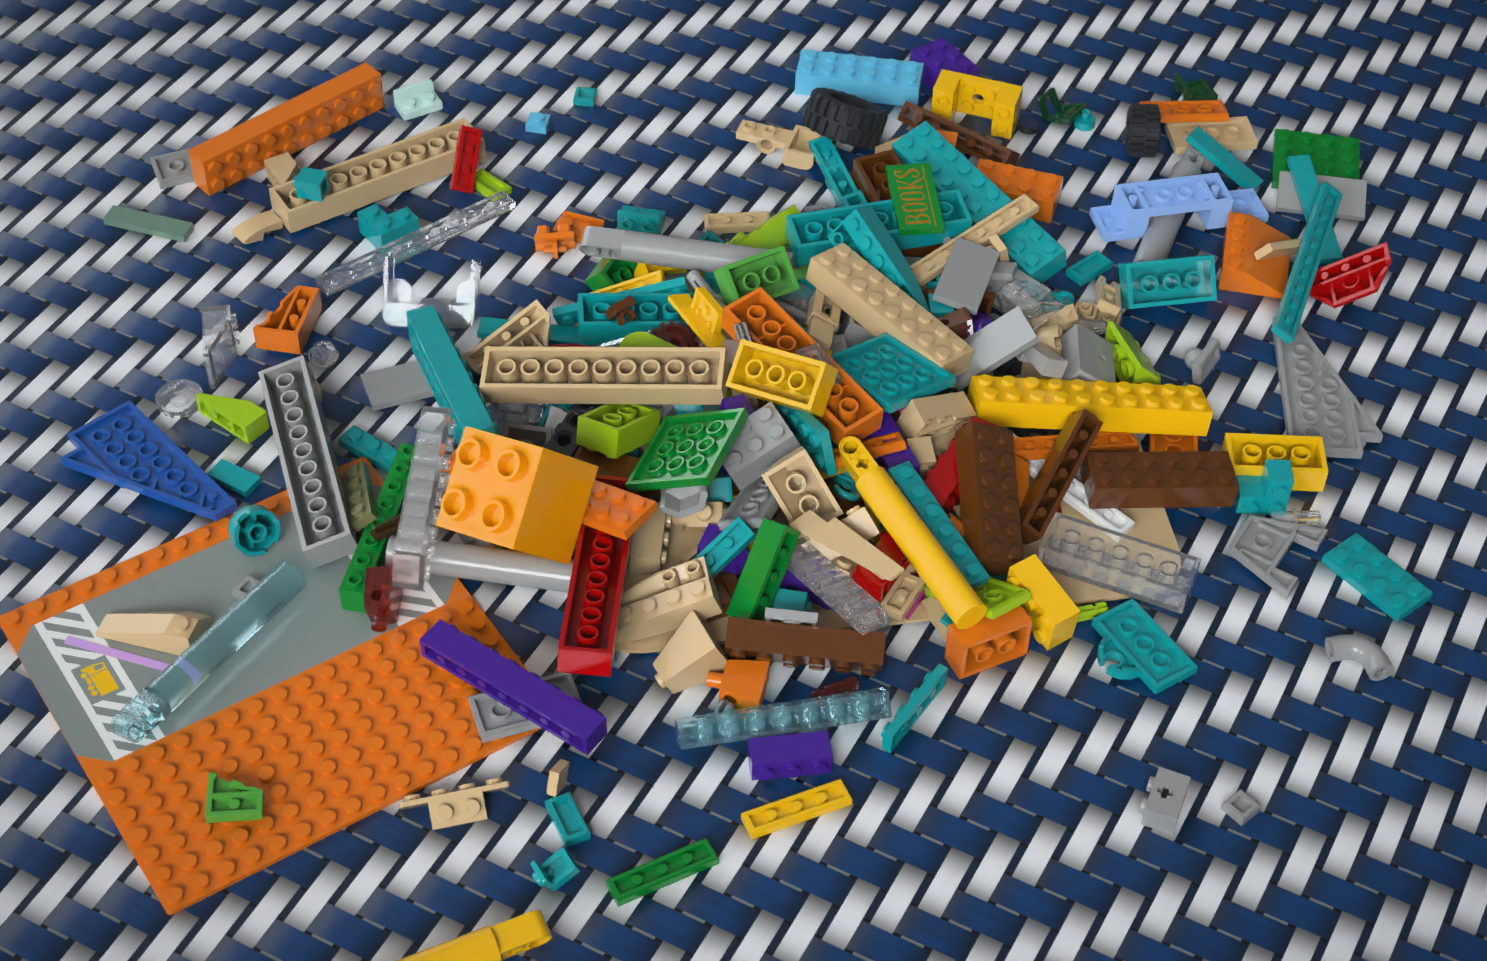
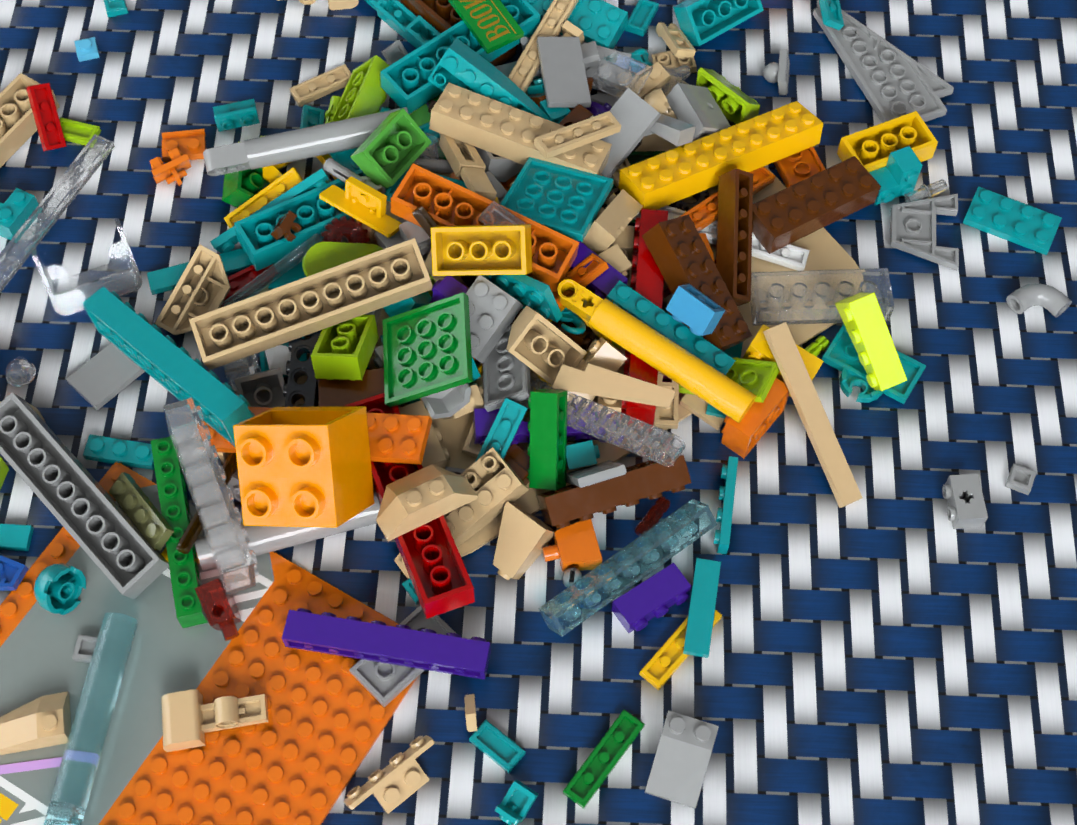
camera: 25 degrees left, 15 degrees up
(303, 675) = (188, 719): none -> tan plate
(609, 568) = (421, 499): none -> tan wedge
(736, 900) = (681, 759): none -> light grey slope
(834, 782) = (702, 608): none -> teal tile
(940, 325) = (577, 135): none -> tan plate
(968, 512) = (695, 310): none -> dark azure brick
(1042, 656) = (812, 415): none -> tan tile
(1143, 613) = (871, 340): none -> neon yellow wedge

